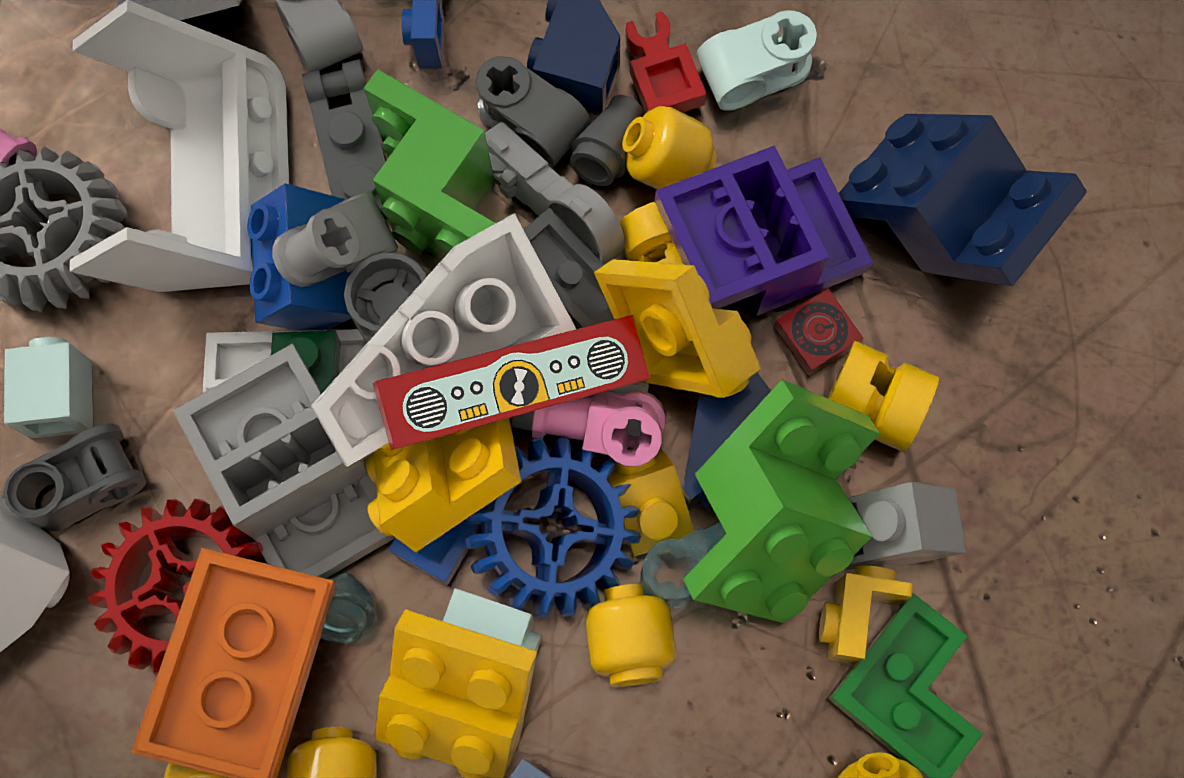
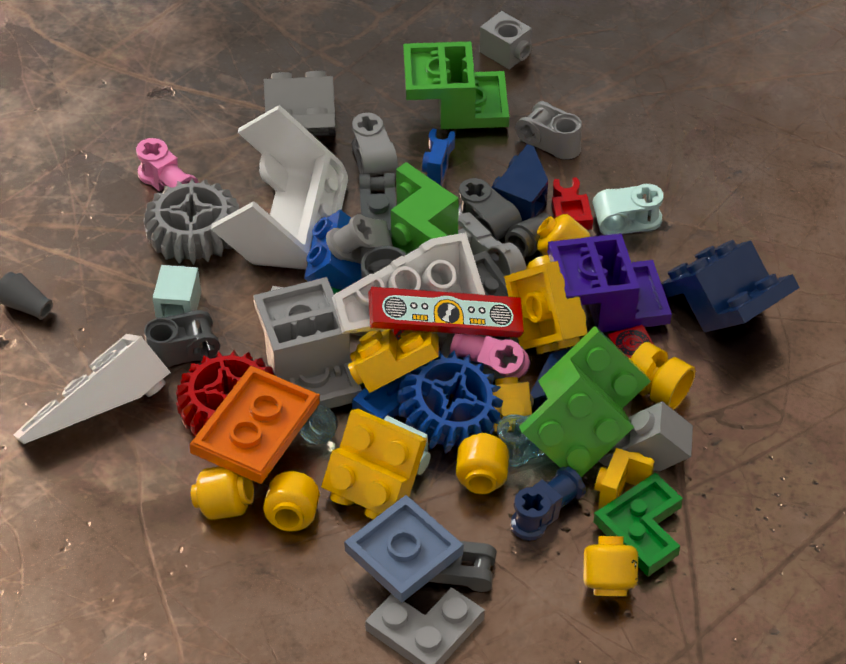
camera: 10 degrees right, 25 degrees down
(749, 686) = (541, 504): none -> dark blue connector

